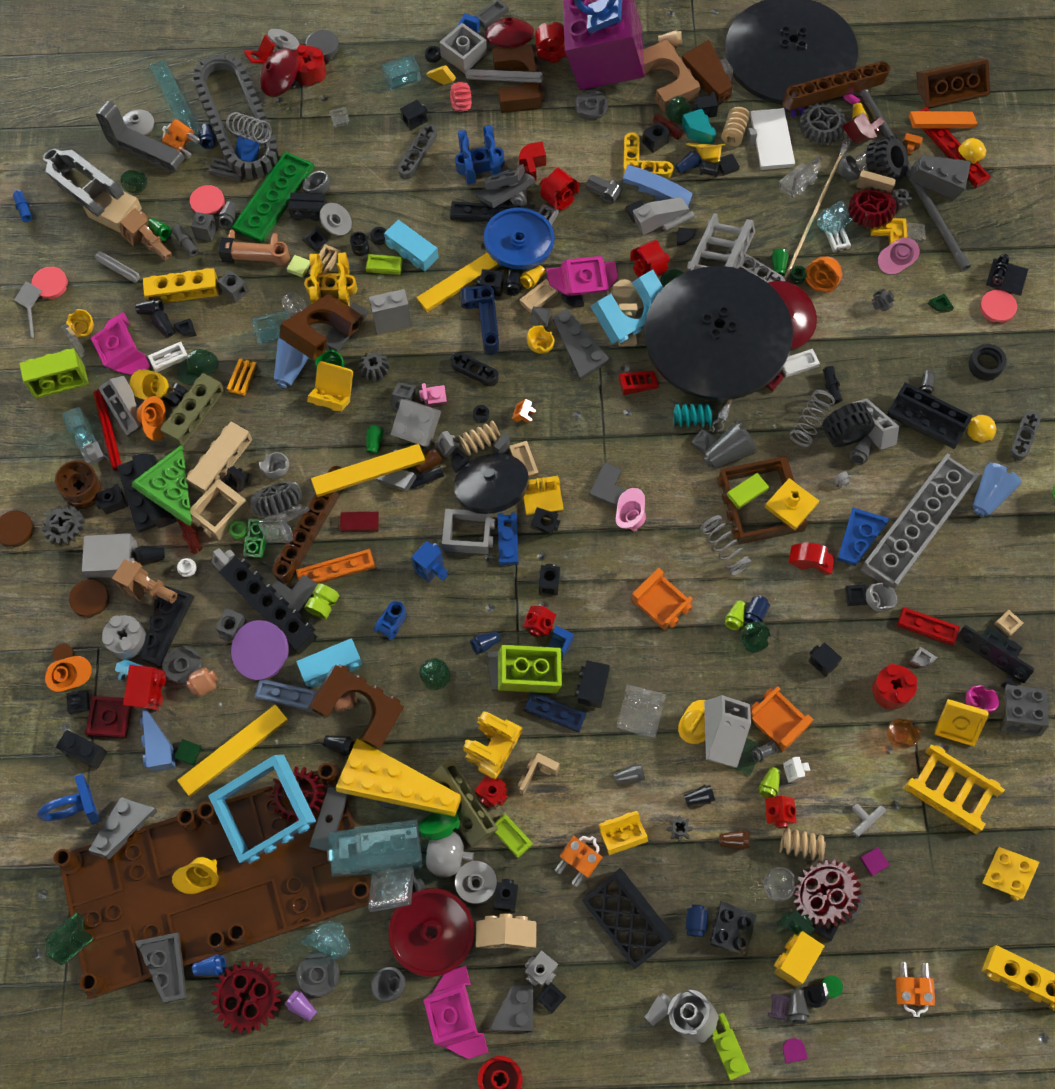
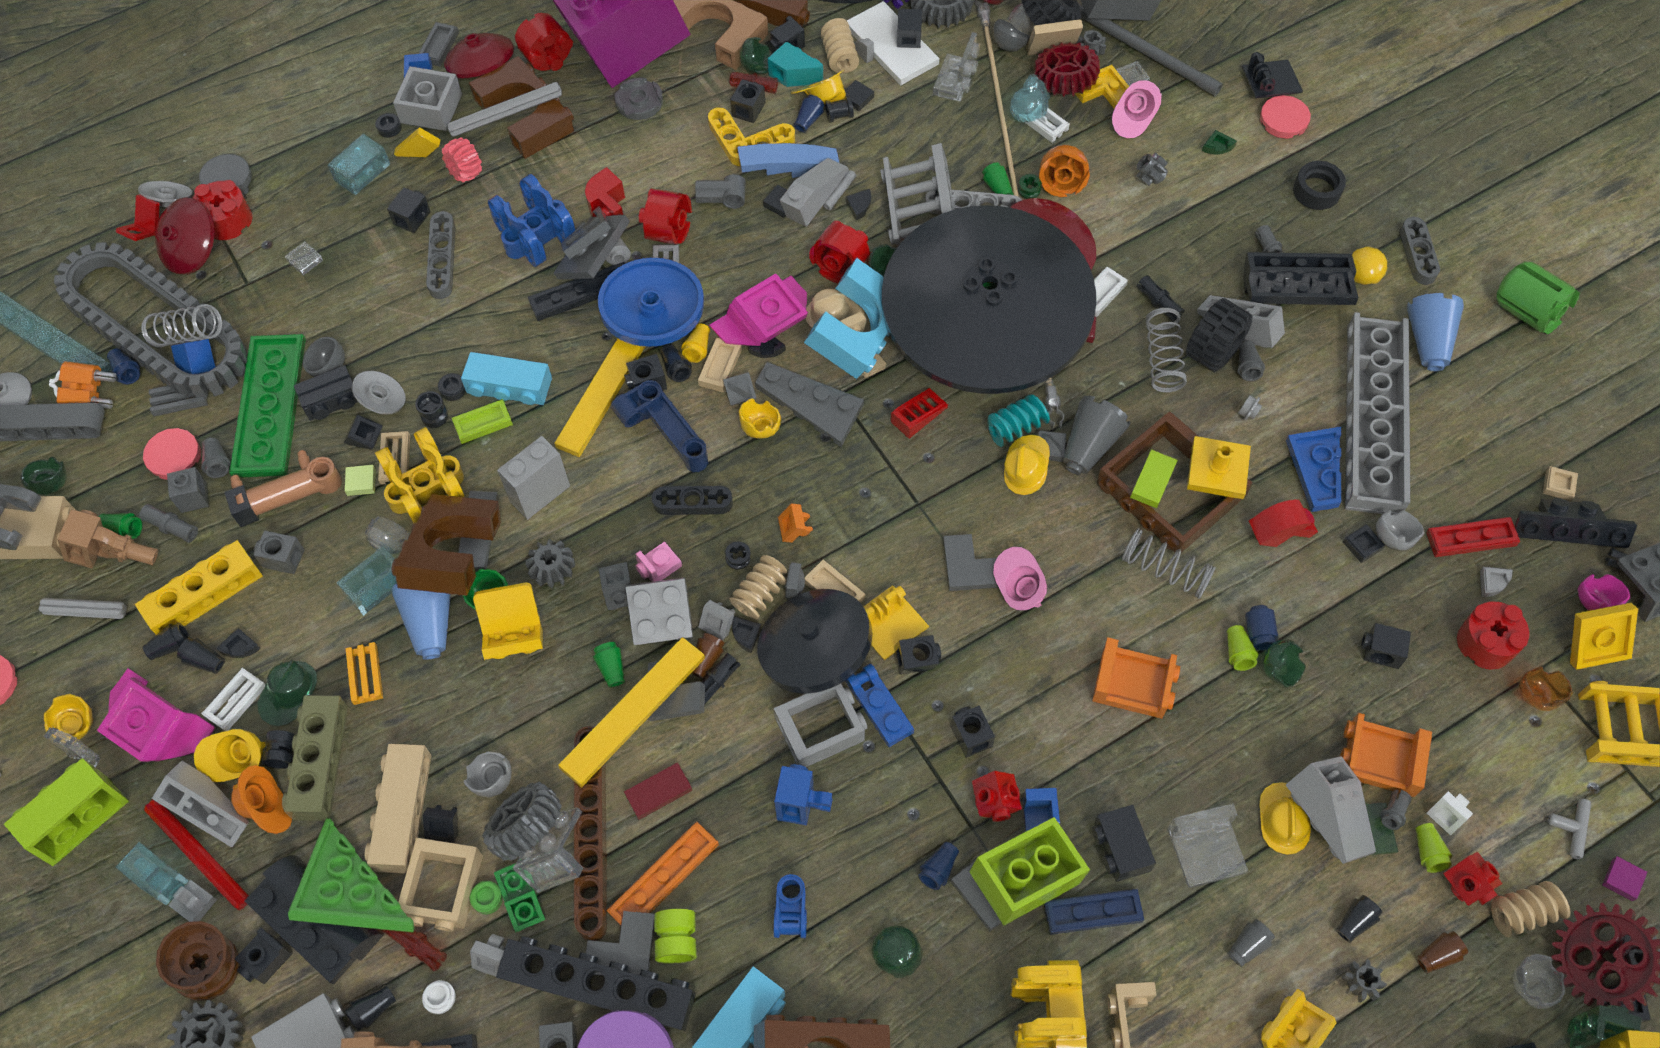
camera: 30 degrees left, 5 degrees down
(680, 445) = (1026, 464): none -> yellow piece
(786, 134) = (909, 28): none -> black brick

